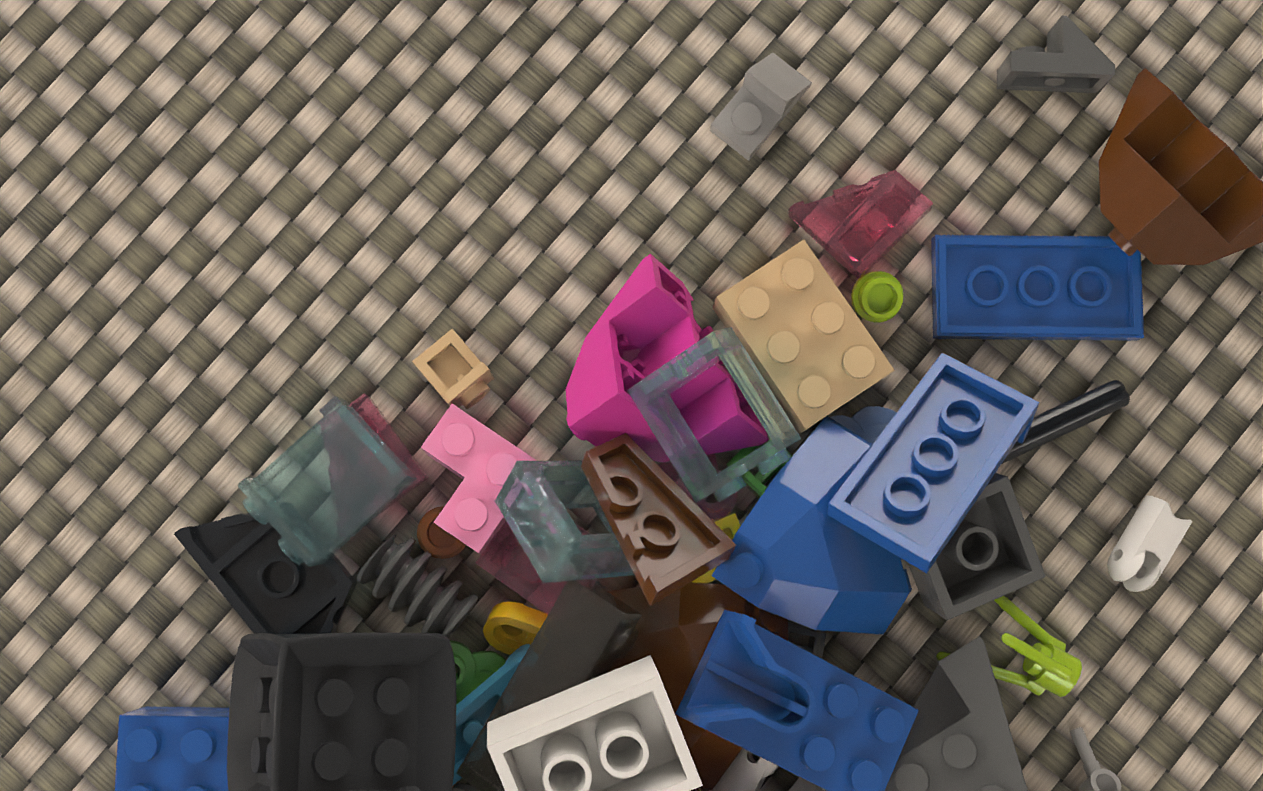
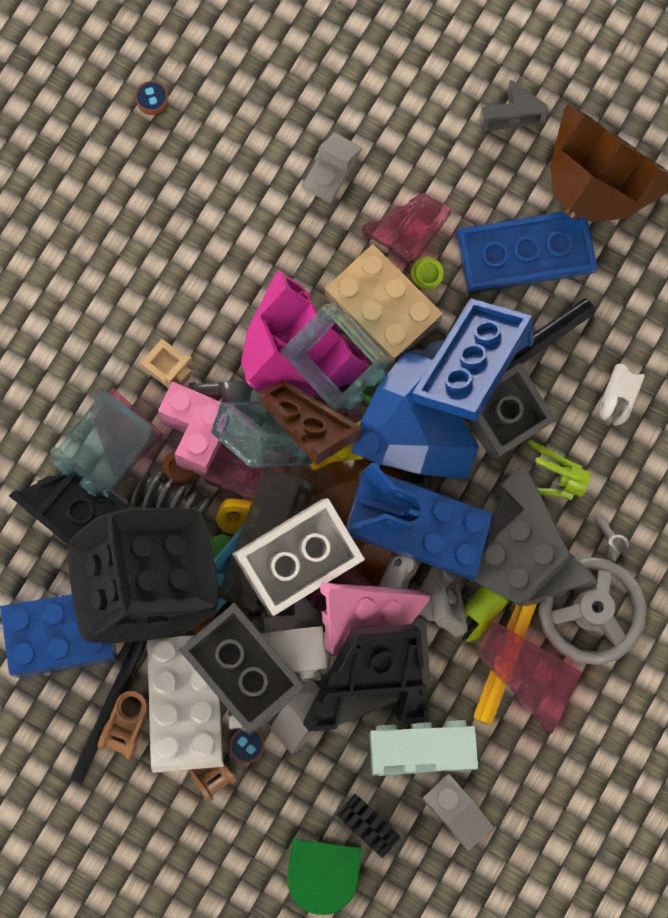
camera: 15 degrees left, 5 degrees down
(546, 432) = (229, 390): none -> dark grey bar

